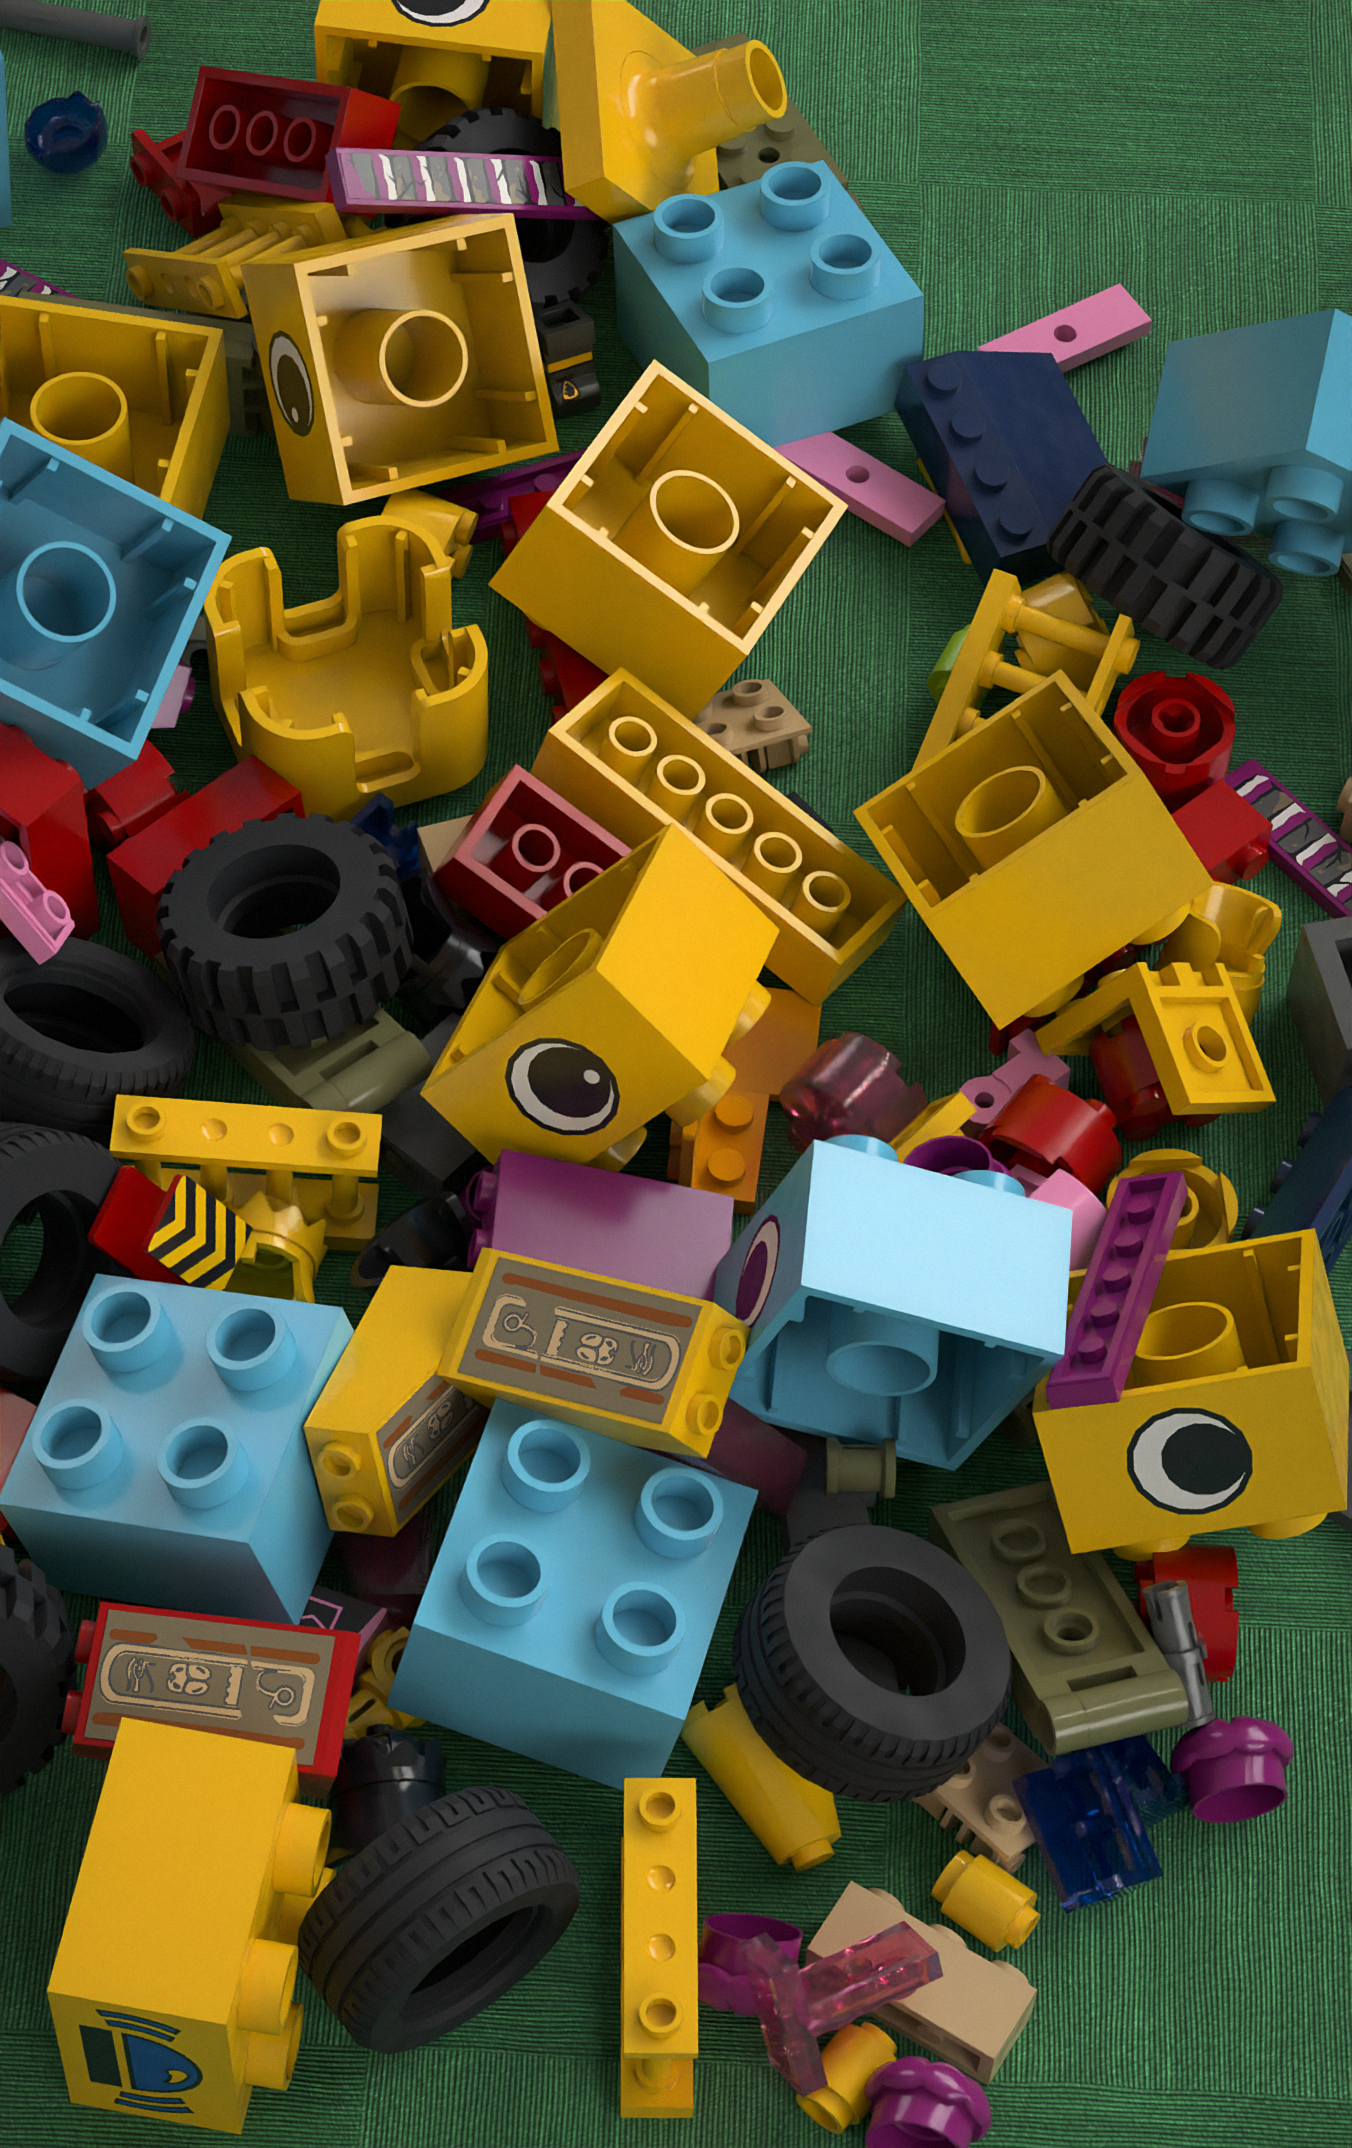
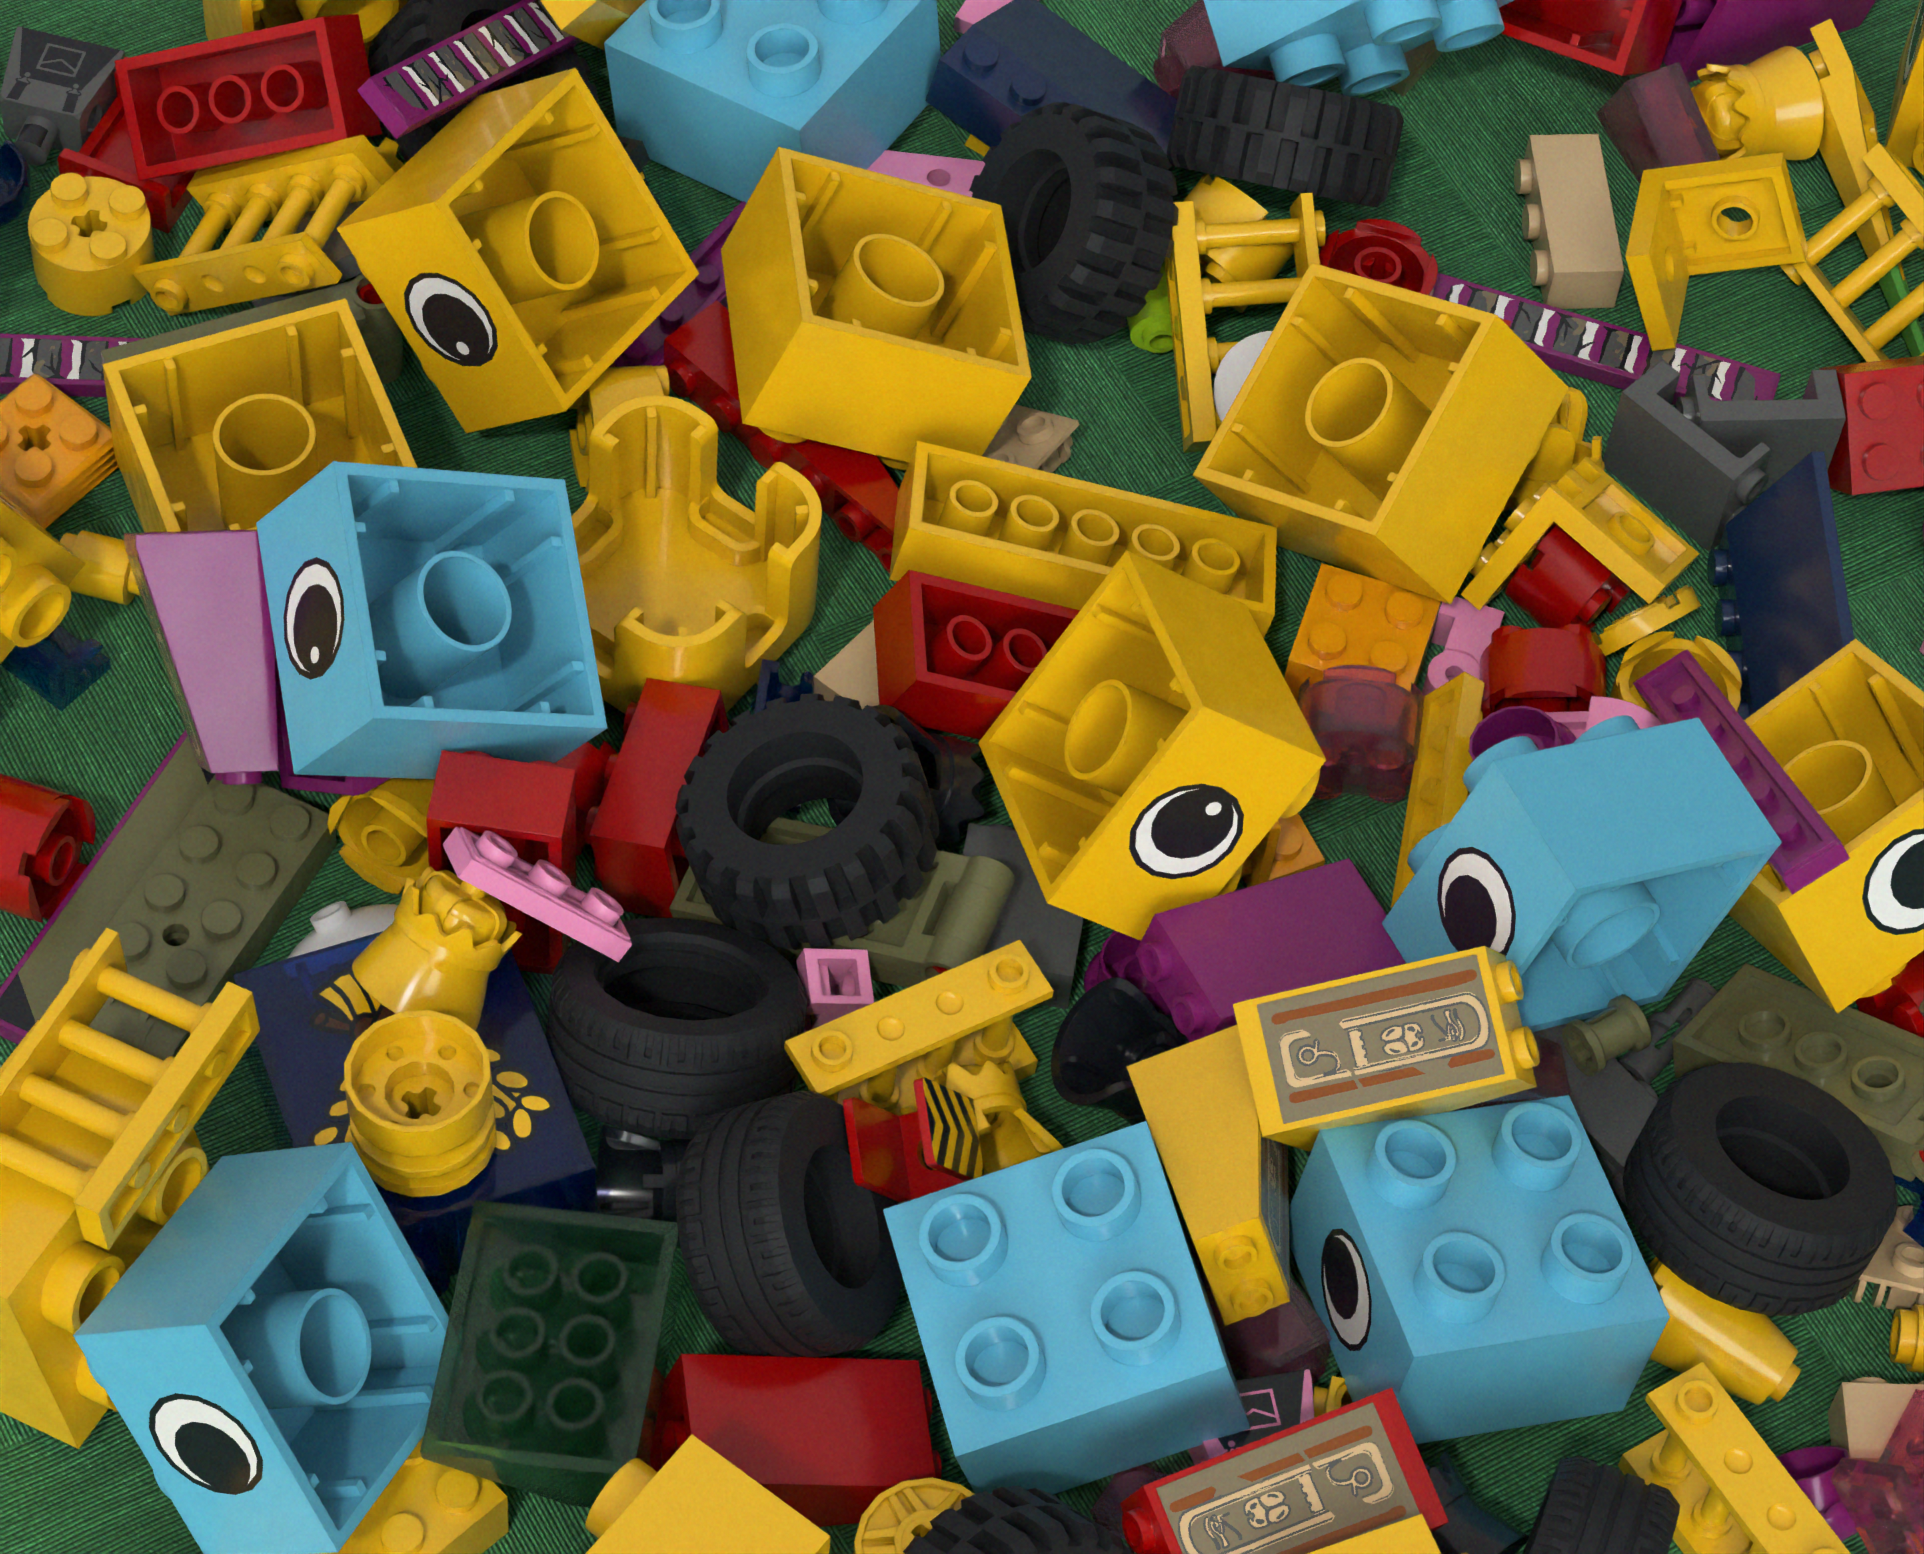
camera: 35 degrees left, 0 degrees up
(106, 208) = (89, 242): none -> yellow brick
(163, 80) = (55, 92): none -> dark grey torso
(221, 1074) = (834, 983): none -> bright pink leg
(910, 552) = (1081, 218): none -> black tyre
(912, 1512) = (1682, 1009): none -> dark grey pin
(928, 1024) = (1361, 623): none -> light orange brick
(1199, 1138) = (1646, 620): none -> yellow tile

